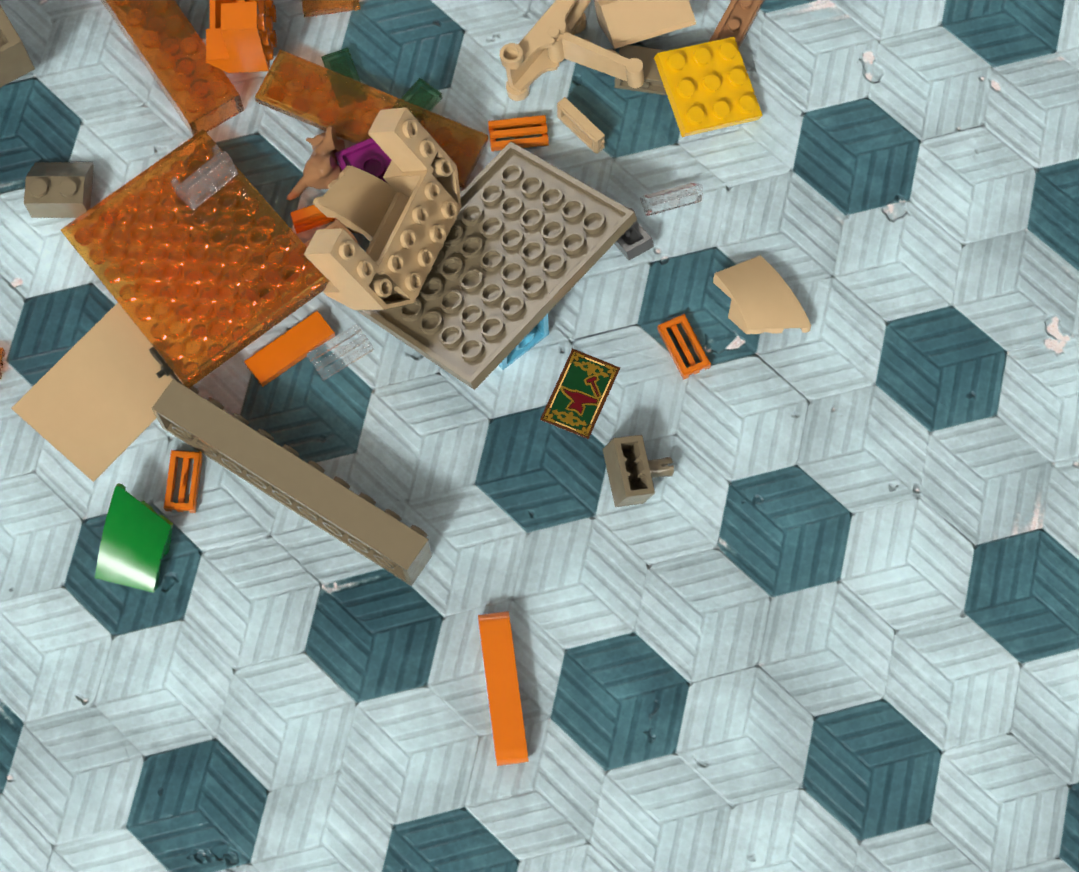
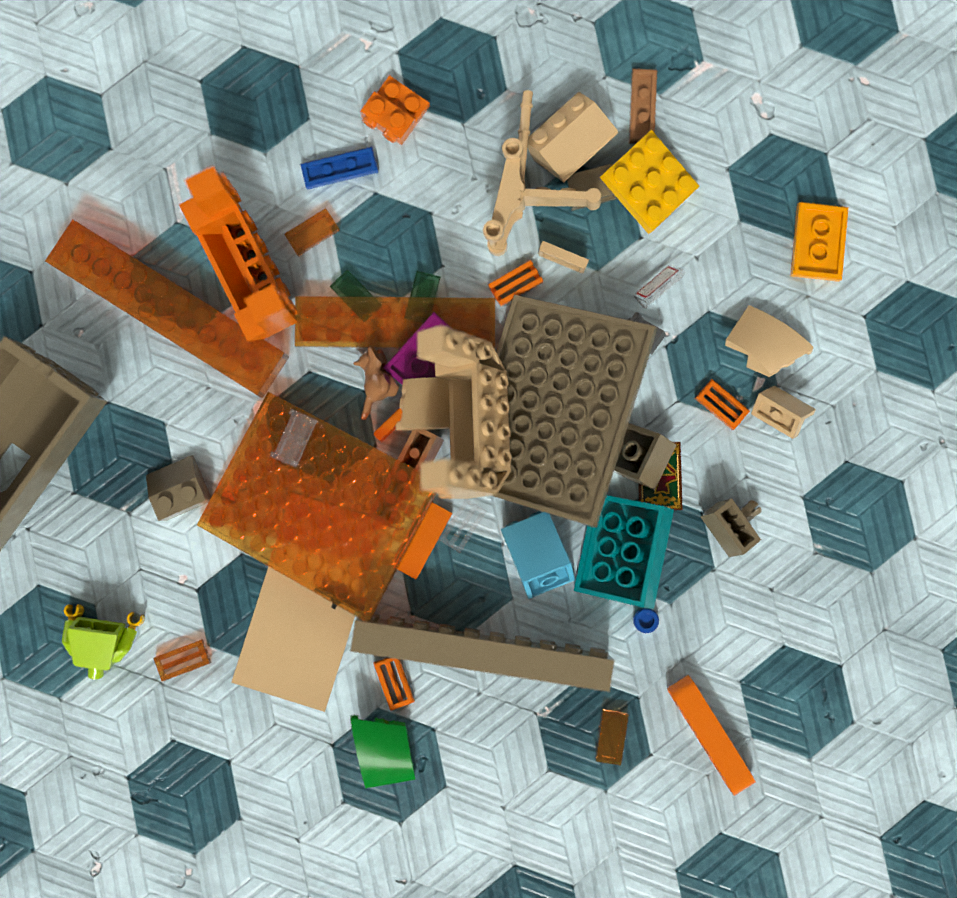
camera: 30 degrees left, 15 degrees up
(391, 644) = (611, 737): none -> clear orange tile
(404, 413) = (538, 554): none -> medium azure slope
(490, 536) = (645, 620): none -> blue tile
(502, 449) = (625, 552): none -> teal slope
(566, 357) = (643, 456): none -> dark tan slope
(742, 373) = (781, 411): none -> tan panel
(869, 224) = (819, 241): none -> light orange tile

